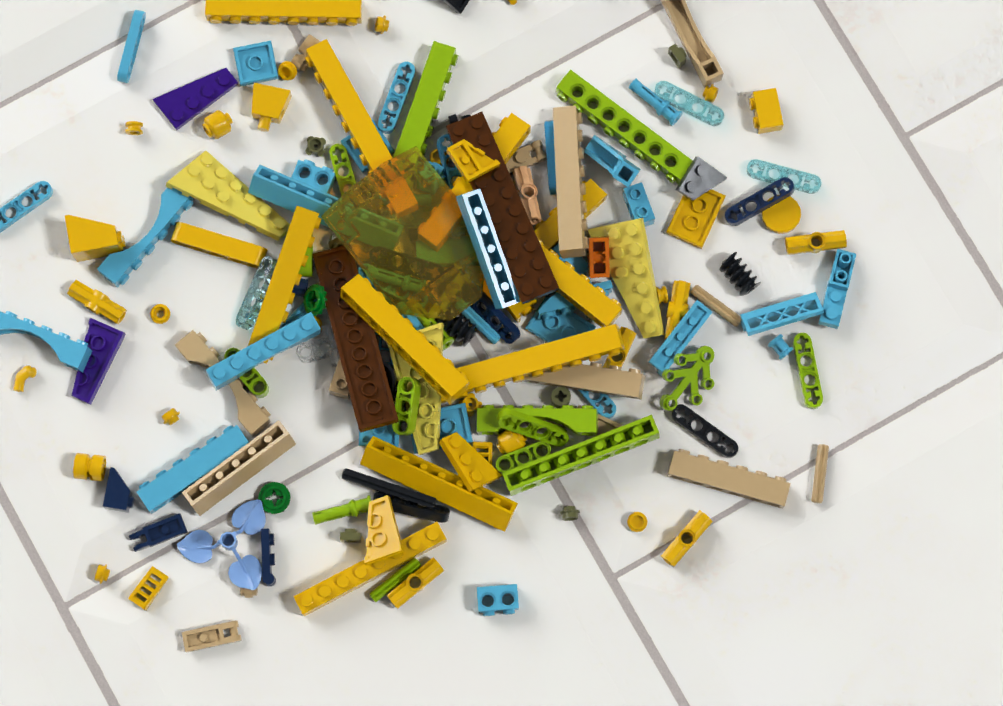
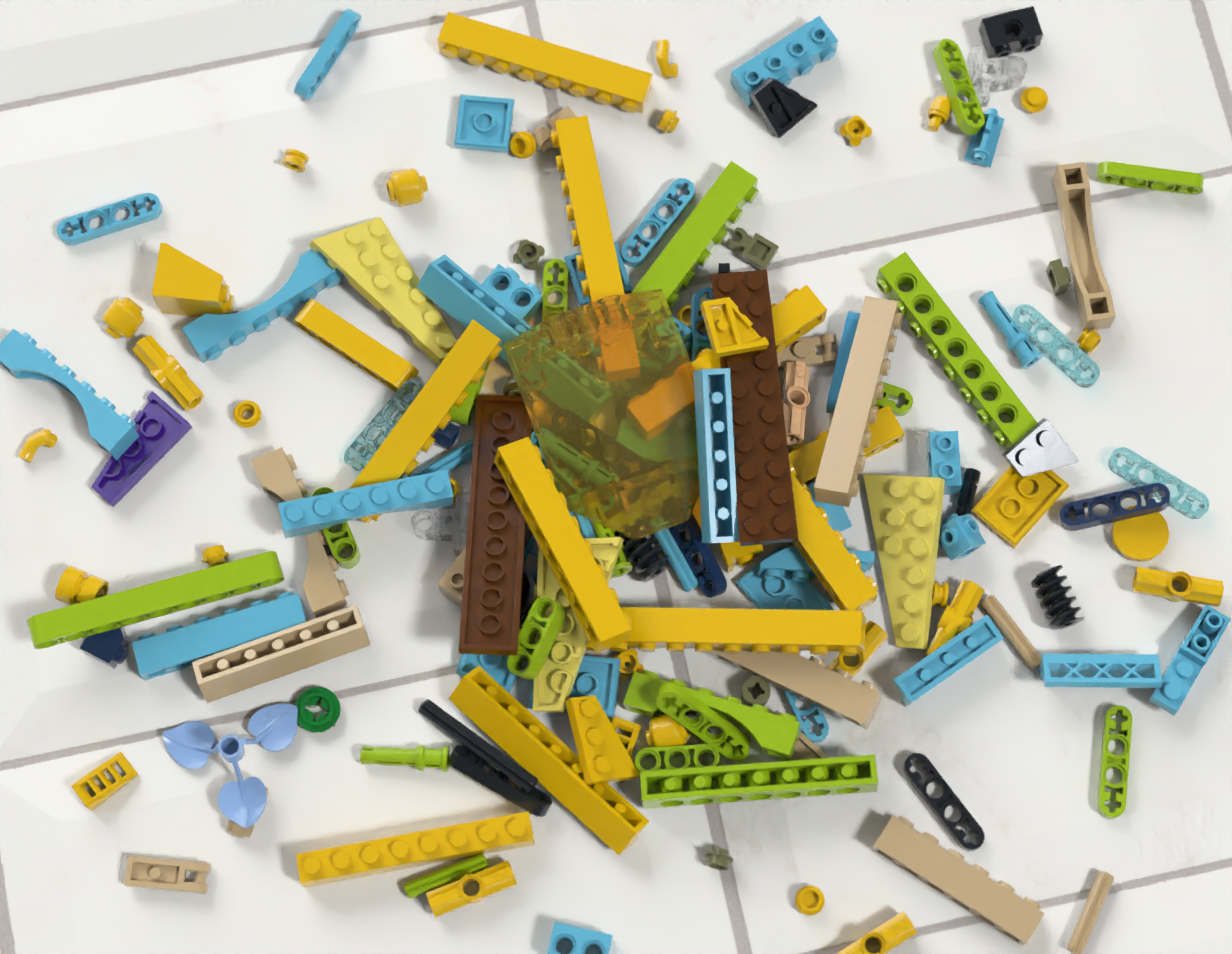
camera: 20 degrees right, 5 degrees down
(53, 273) = (123, 318): none -> yellow head
(102, 573) = (49, 740): yellow plate -> none
(142, 458) = (154, 600): none -> lime beam
(160, 532) = (147, 708): dark blue hinge -> none
(193, 98) = (386, 145): dark purple wing -> none
(268, 558) = (280, 789): dark blue plate -> none
(269, 104) = (484, 181): yellow torso -> none
(315, 292) = (463, 447): green gear -> none
(350, 535) = (404, 795): olive plate -> none
(383, 533) = (448, 802): yellow wing -> none
(469, 98) = (756, 251): none -> olive plate
(590, 167) = (894, 392): none -> lime beam
(598, 257) = (866, 514): orange brick -> none
(612, 160) = (925, 390): medium azure arch -> none
(660, 222) = (967, 491): none -> black axle
(663, 252) = (960, 536): none -> medium azure brick
(689, 376) = (945, 718): lime plant -> none
(766, 110) = (1160, 386): yellow brick -> none
(780, 346) = (1085, 716): medium azure bush -> none

